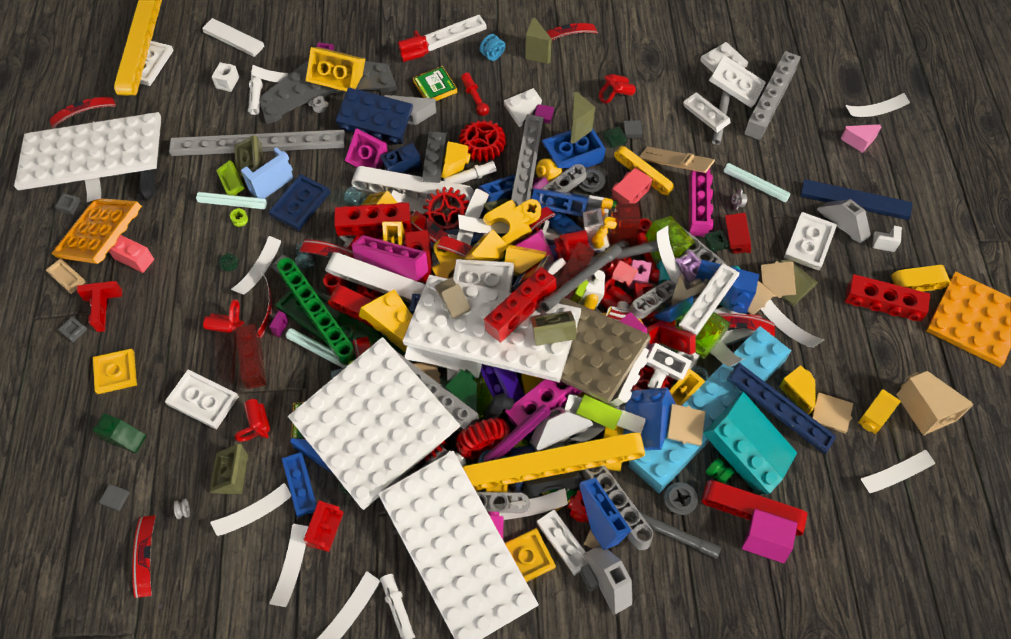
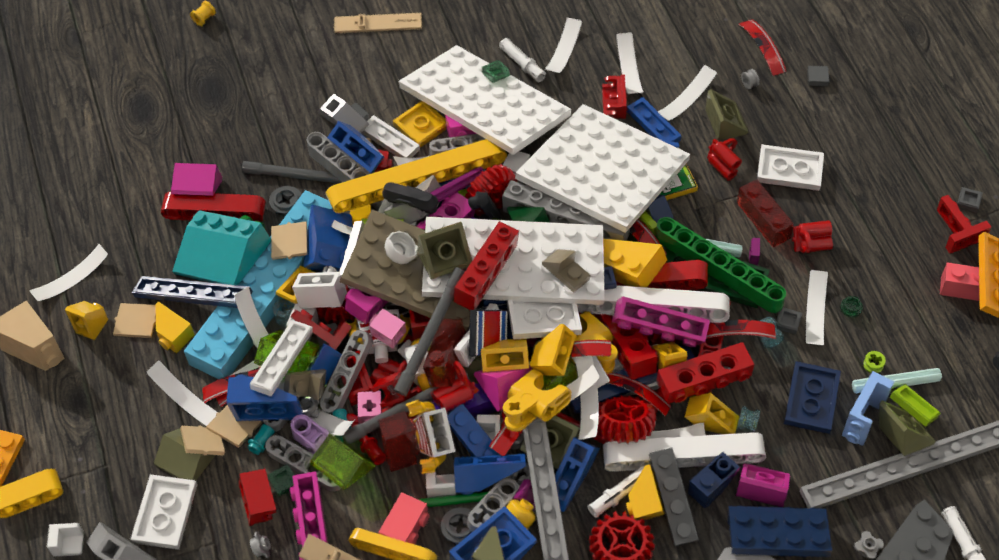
camera: 165 degrees right, 5 degrees down
(114, 371) = (896, 173): yellow tile -> none
(119, 433) = (849, 118): dark green slope -> none
(263, 328) = (793, 293): red sticker -> none
(435, 573) = (495, 71): none -> clear green plate
(567, 414) = (410, 195): none -> black piece
(590, 343) = (401, 247): none -> white hair
(614, 306) = (387, 328): none -> bright pink brick
(646, 223) = (377, 471): red plate -> none
(896, 297) = (80, 464): red brick -> none

